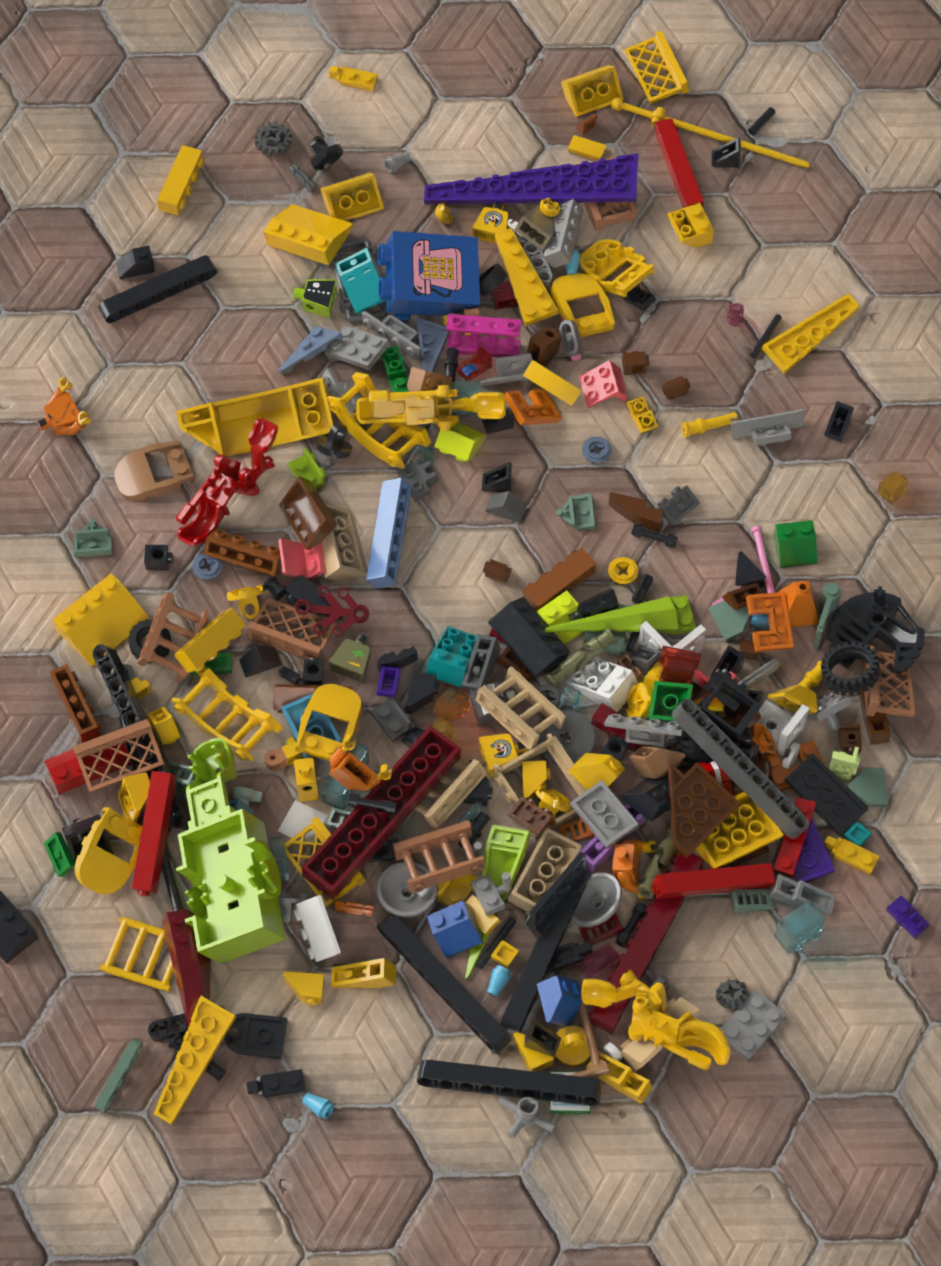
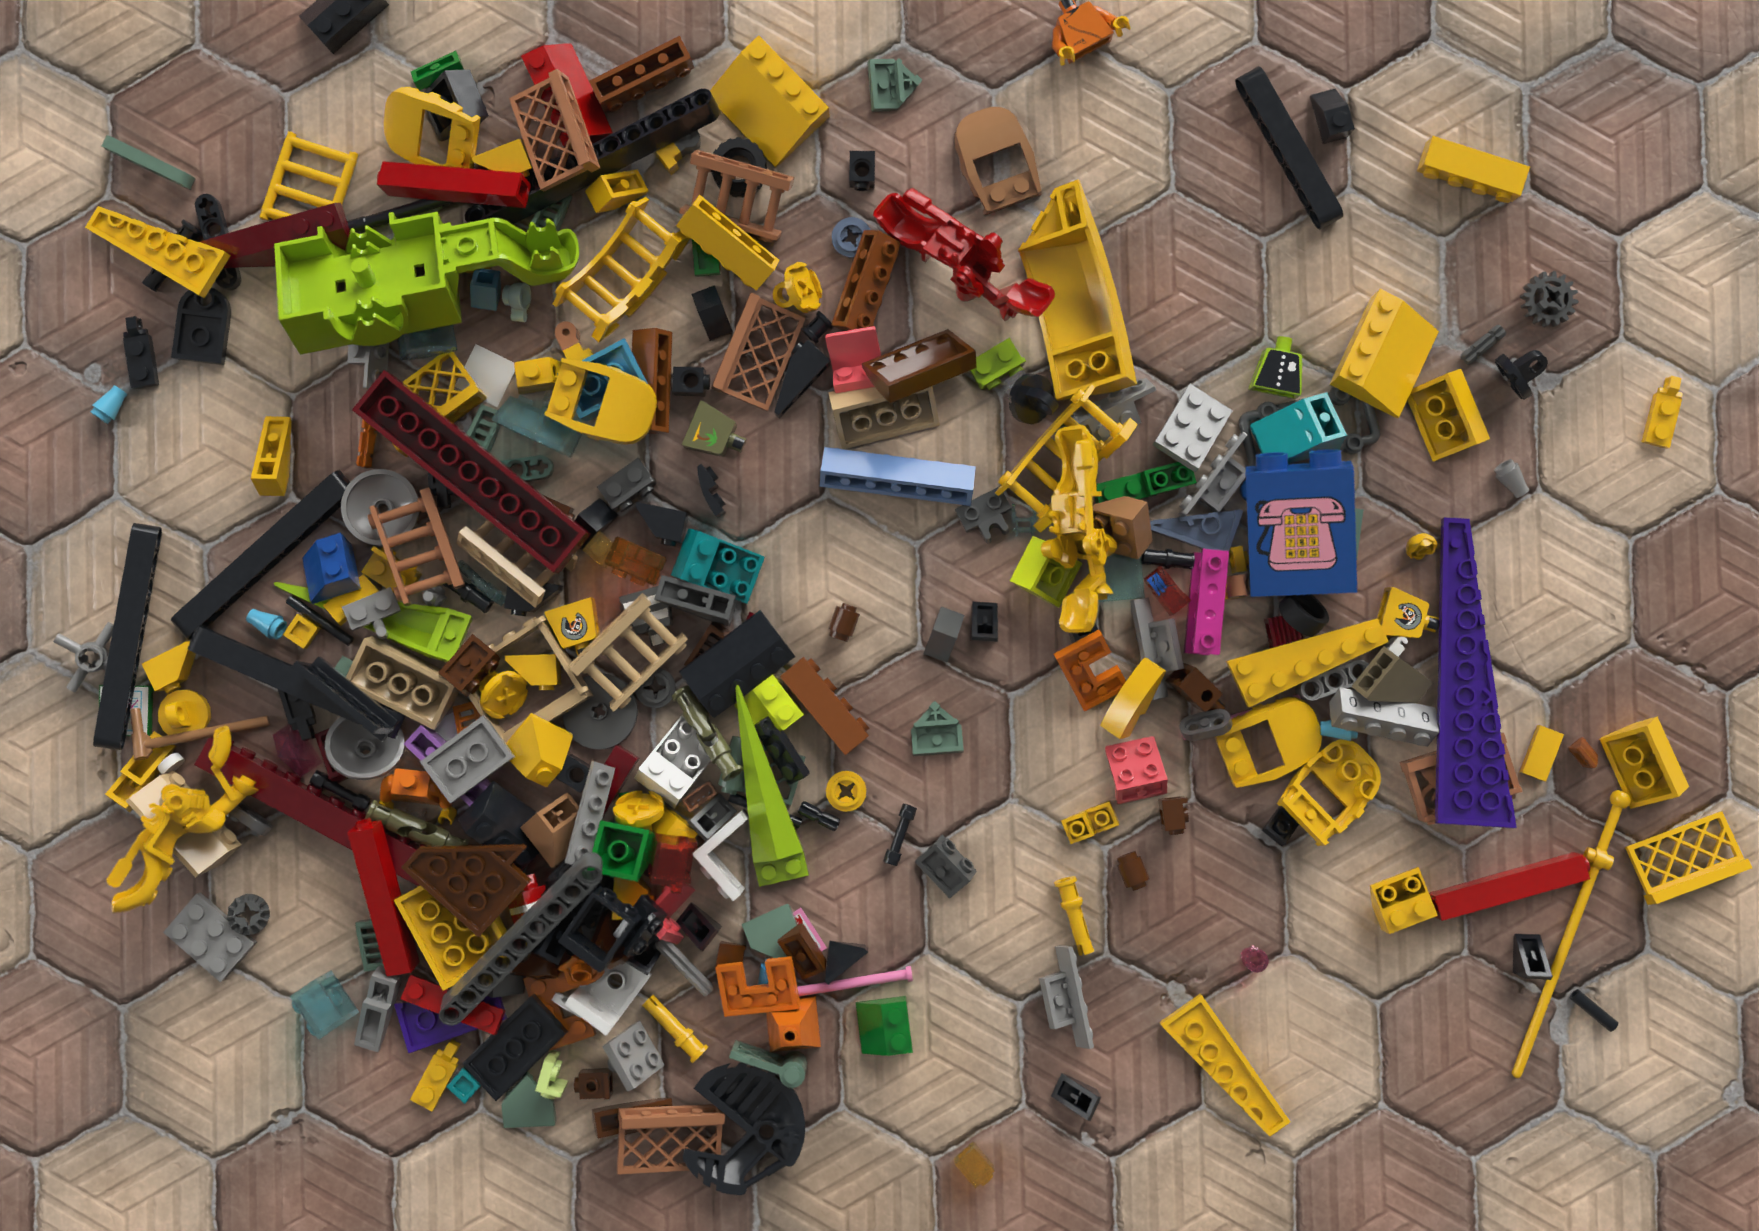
camera: 95 degrees right, 25 degrees up
(290, 675) = (683, 351): black piece -> none
(306, 986) = (259, 384): yellow slope -> none
(310, 347) = (1197, 365): sand blue wing -> none
(316, 929) = (322, 396): white slope -> none
(335, 611) = (774, 406): dark red plant -> none
(352, 772) = (505, 433): orange torso -> none
(355, 800) = (472, 435): black bar -> none
(388, 681) = (690, 484): dark purple slope -> none
(541, 1039) = (170, 675): black slope -> none
(549, 208) = (1425, 697): yellow plate -> none
(560, 999) = (229, 698): blue slope -> none
(576, 701) = (655, 711): clear light blue piece -> none
(601, 444) = (1043, 765): sand blue gear -> none
(636, 511) = (935, 811): reddish brown slope -> none
(768, 332) = (1221, 1000): black bar -> none
(794, 697) = (639, 1016): yellow slope -> none
(852, 684) = (707, 1104): black tyre -> none
(907, 916) = (352, 1142): dark purple plate -> none

